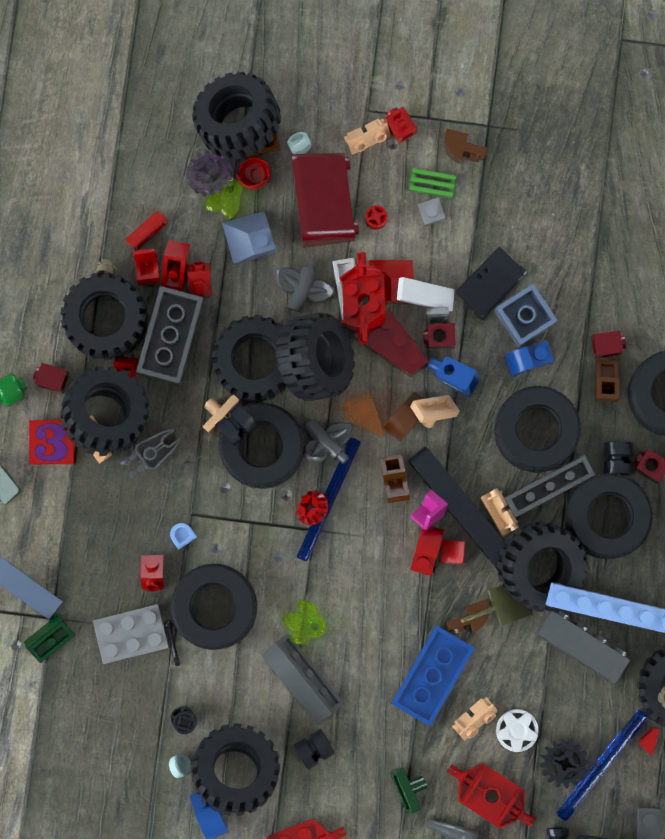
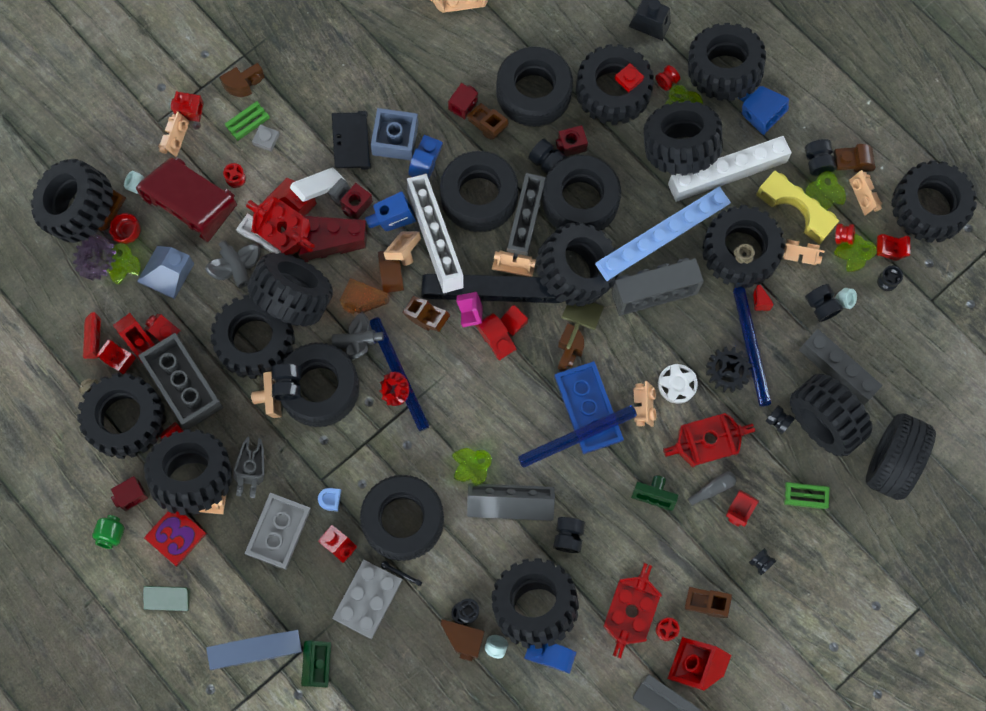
camera: 55 degrees left, 10 degrees down
(122, 518) = (278, 531): none -> light grey plate
(163, 737) = (464, 639): none -> reddish brown slope
(399, 688) = (577, 436): none -> clear blue axle
(466, 426) = (435, 233): none -> white brick

